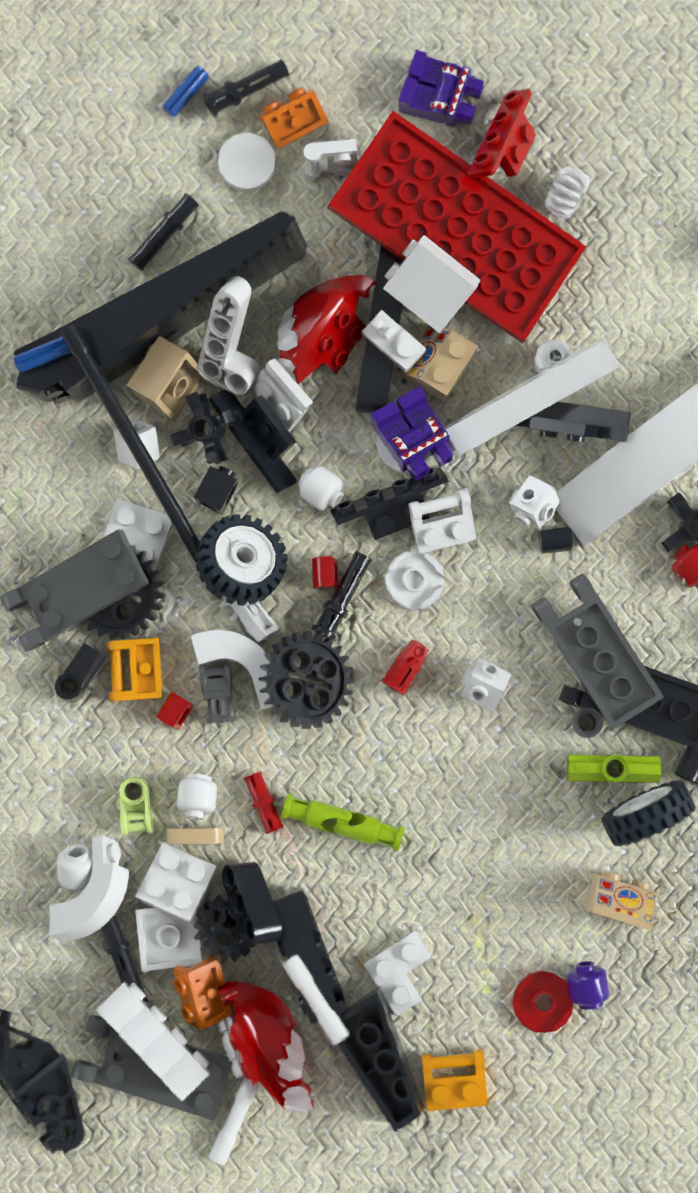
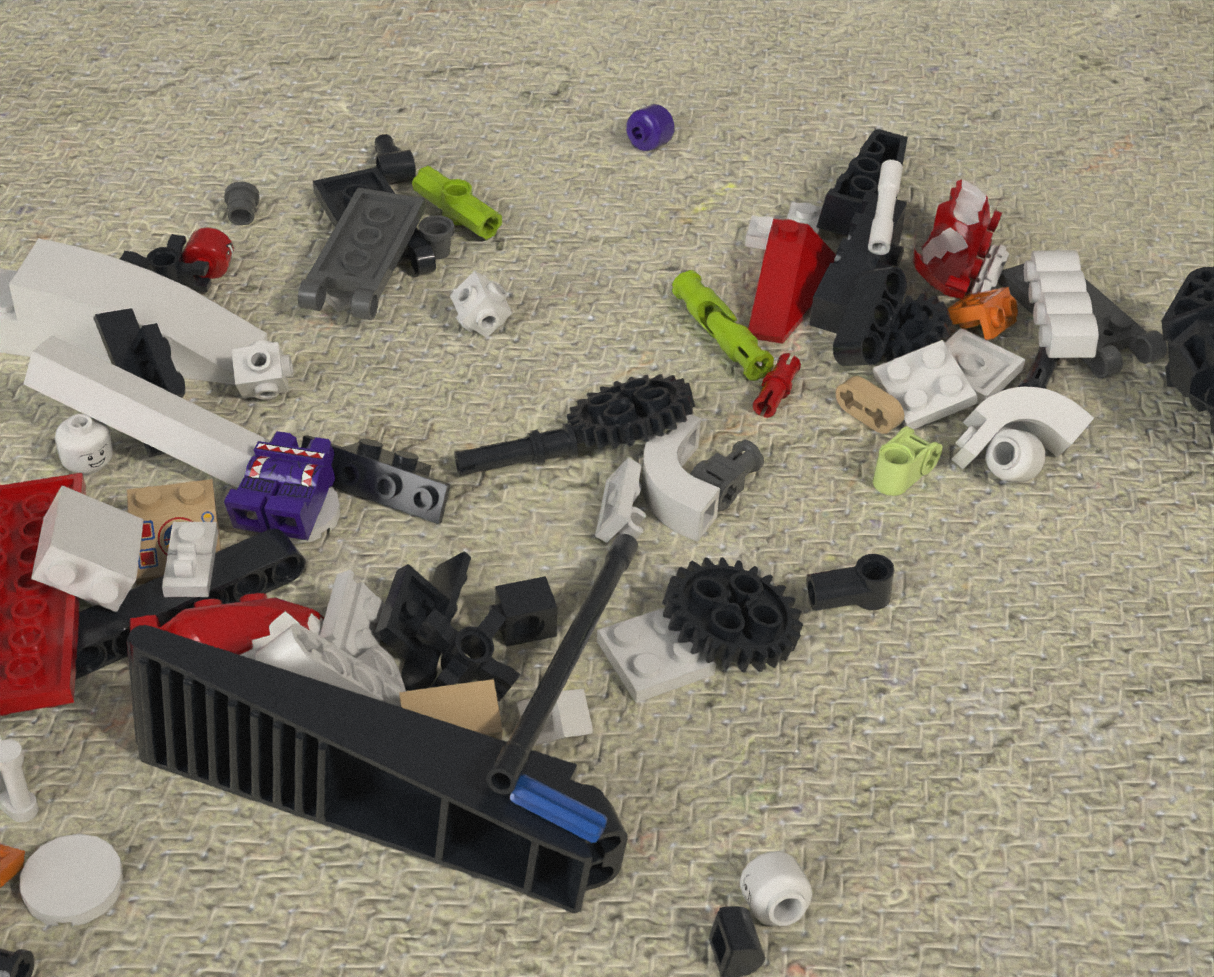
camera: 140 degrees left, 40 degrees down
(78, 588) = (778, 634): dark grey hinge -> none
(144, 669) = (781, 540): light orange plate -> none
(164, 231) = (273, 890): black pin -> none
(174, 711) = (784, 490): red brick -> none
(196, 796) = (836, 423): white head -> none
(227, 574) = (576, 523): wheel -> none
(227, 1136) = (1059, 240): white piece -> none
(321, 488) = (424, 531): white head -> none
(324, 573) = (509, 473): red brick -> none
(346, 916) = (788, 279): none -> red wedge
(405, 667) = (532, 368): red hinge -> none
(414, 580) = (437, 420): white tile -> none
(444, 529) = (348, 414): white plate -> none
(454, 1090) = (818, 156): light orange plate -> none
(524, 998) = (696, 150): red tile -> none
(555, 540) = (288, 341): black brick -> none
(622, 901) = (563, 134): tan slope -> none
(648, 813) = (475, 119): black wheel -> none

